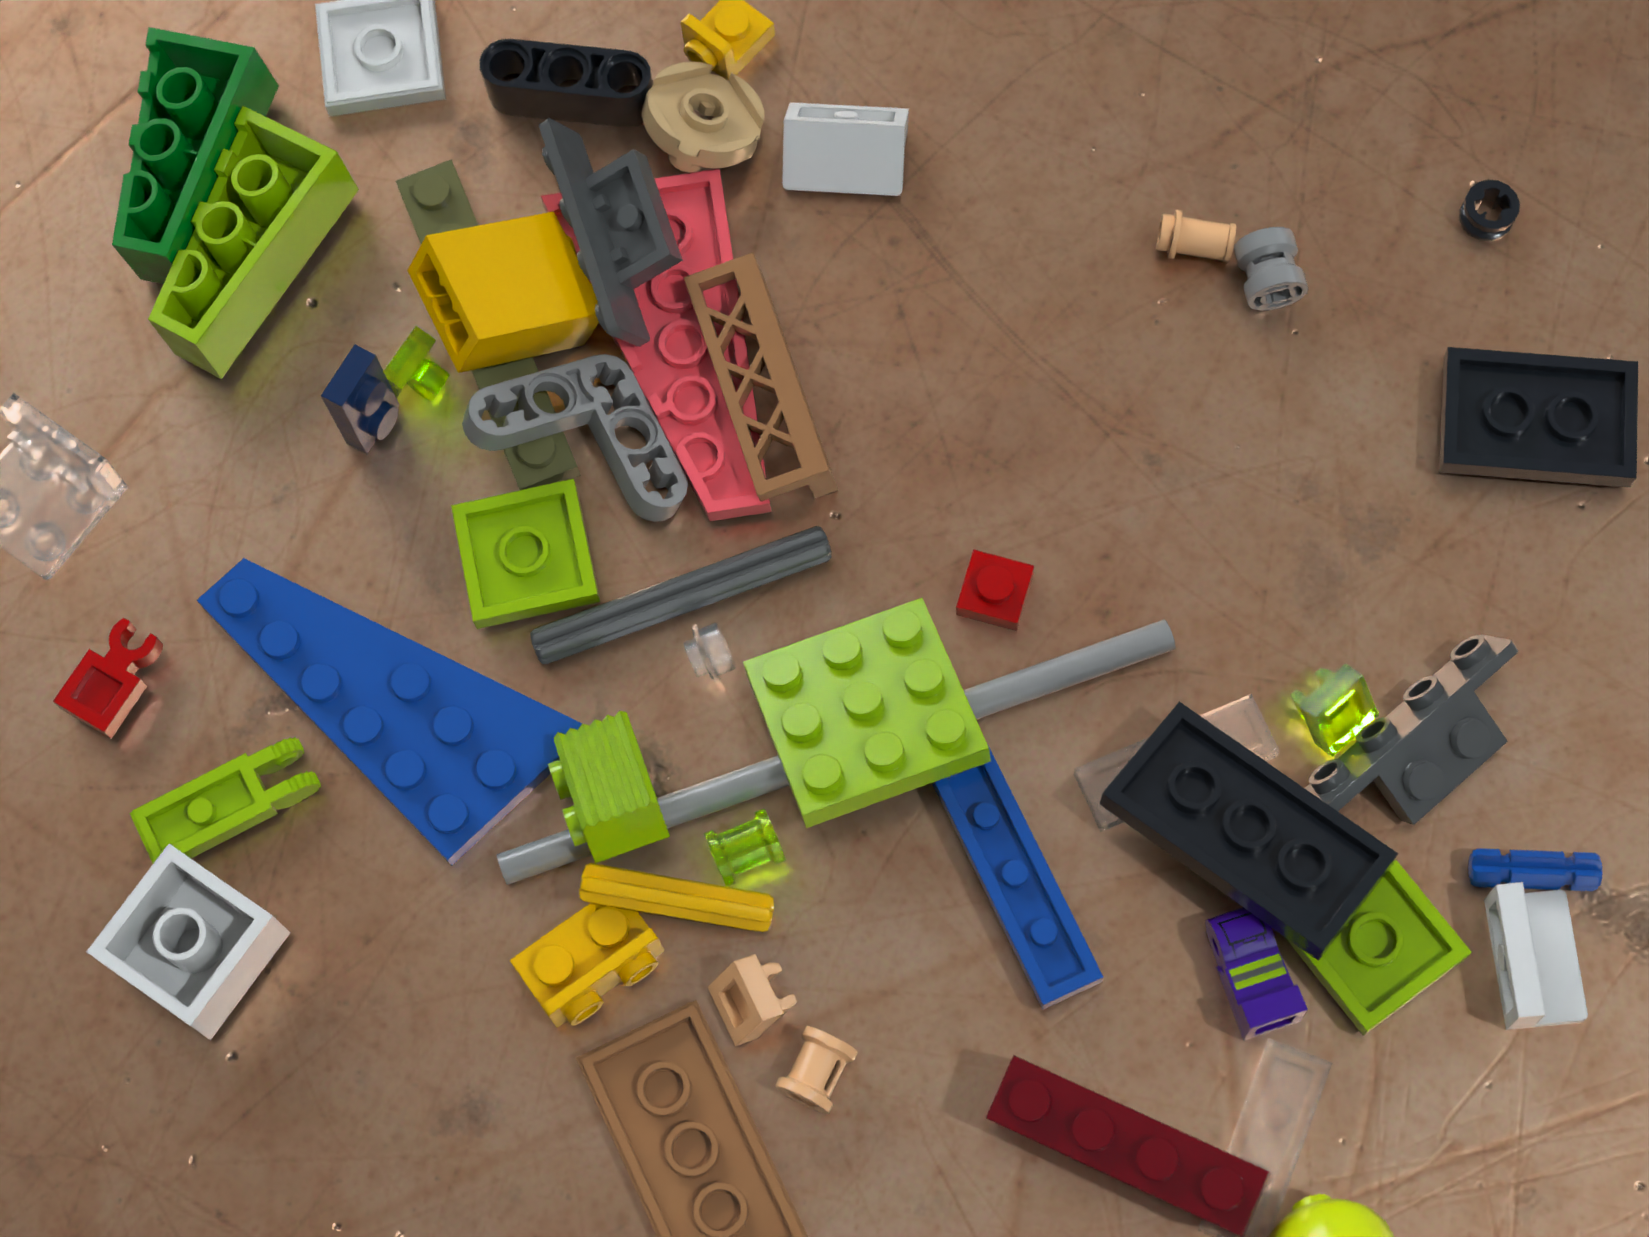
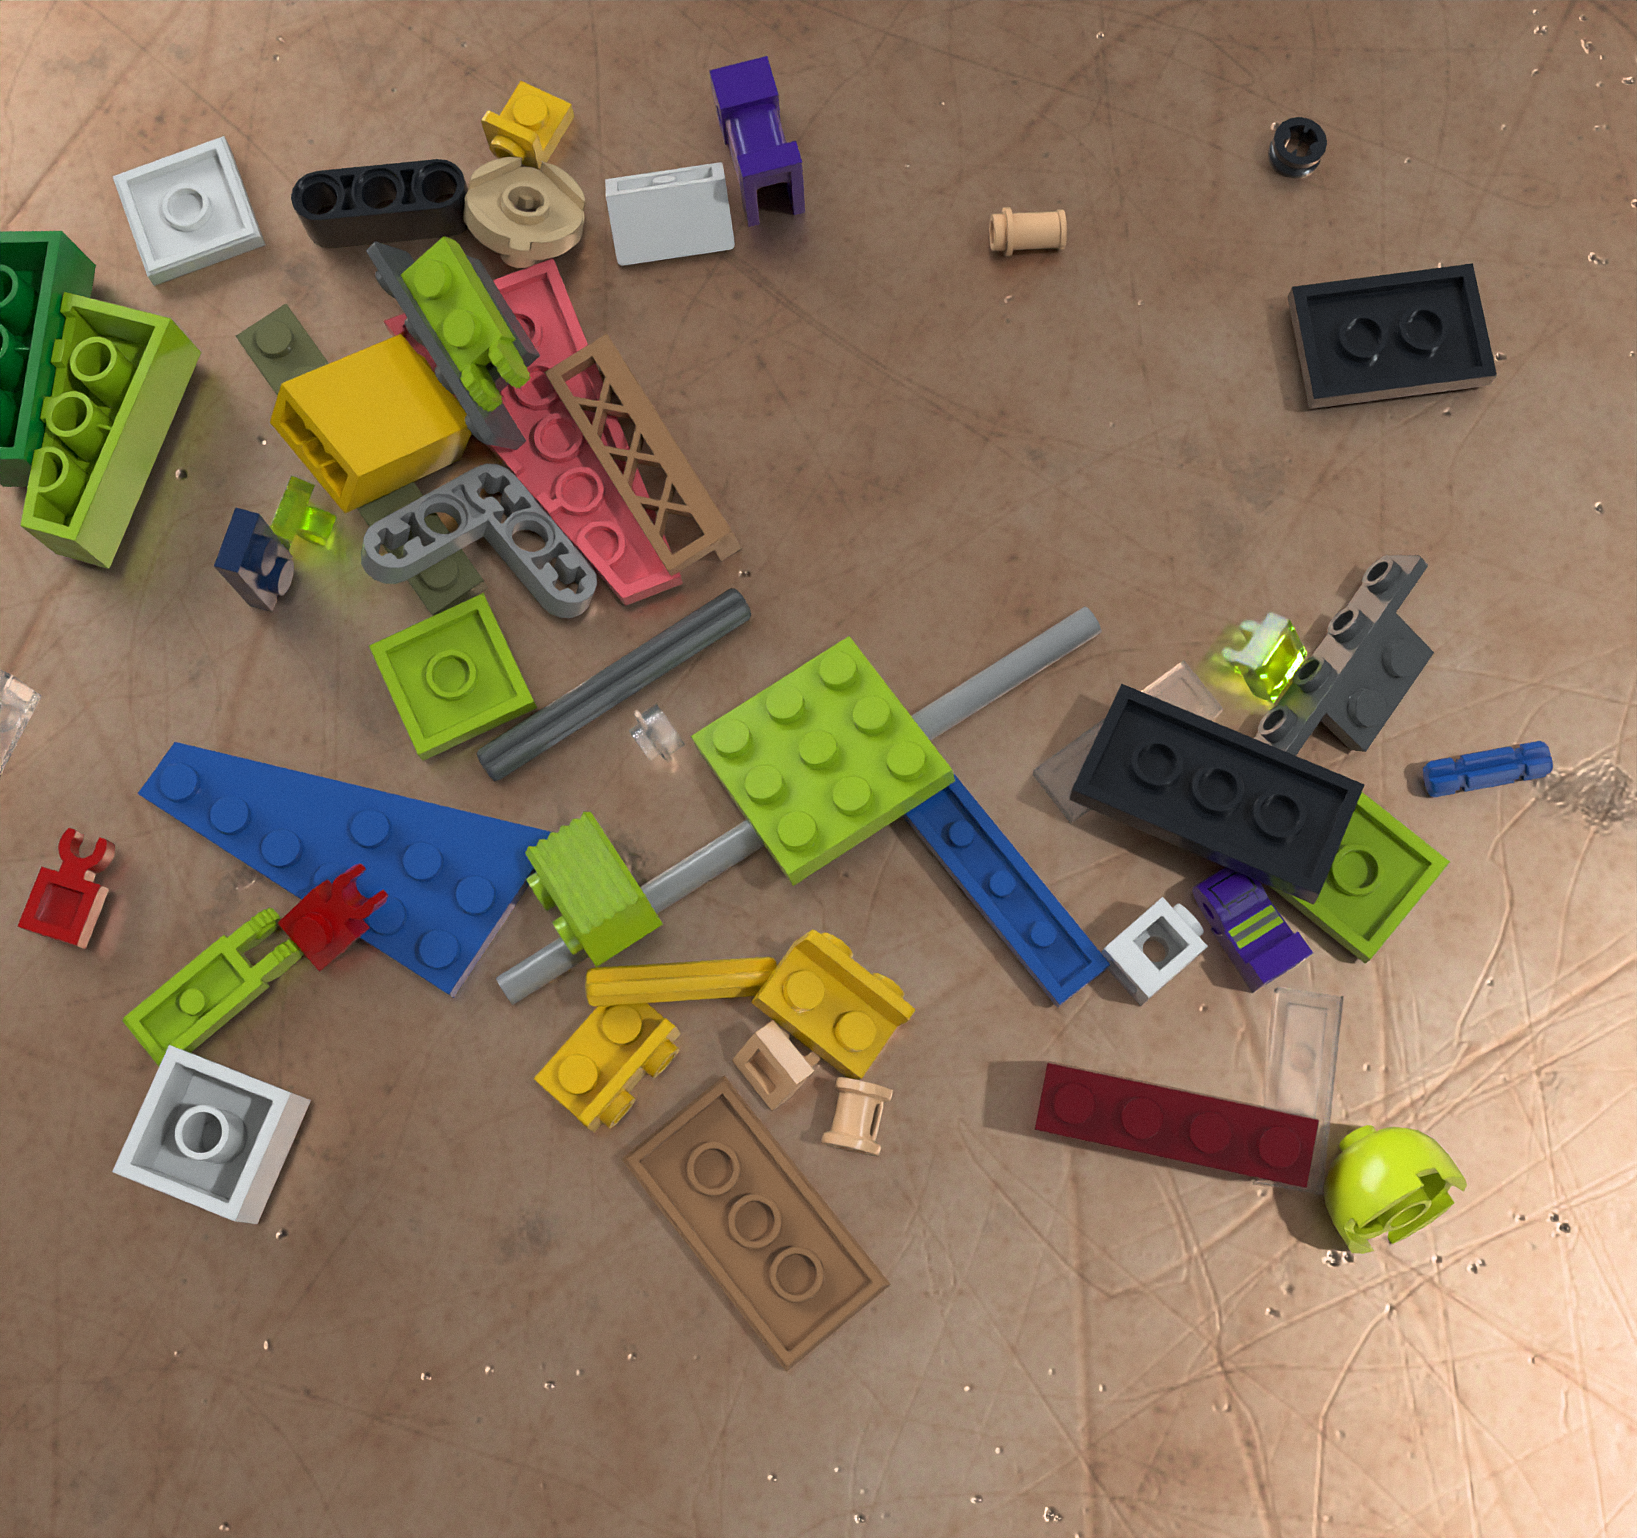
camera: 15 degrees left, 5 degrees up
(351, 759) = (331, 917): none -> red plate
(618, 212) = (465, 320): none -> lime hinge
(744, 847) = (736, 916): clear neon green bush -> none
(819, 952) = (833, 1003): none -> yellow bracket
(946, 87) = (752, 128): none -> dark purple piece
(995, 590) = (916, 613): red plate -> none
(1159, 947) = (1171, 927): none -> white brick
(1270, 268) = (1106, 246): light grey wheel -> none
(1535, 957) = (1505, 852): white panel -> none

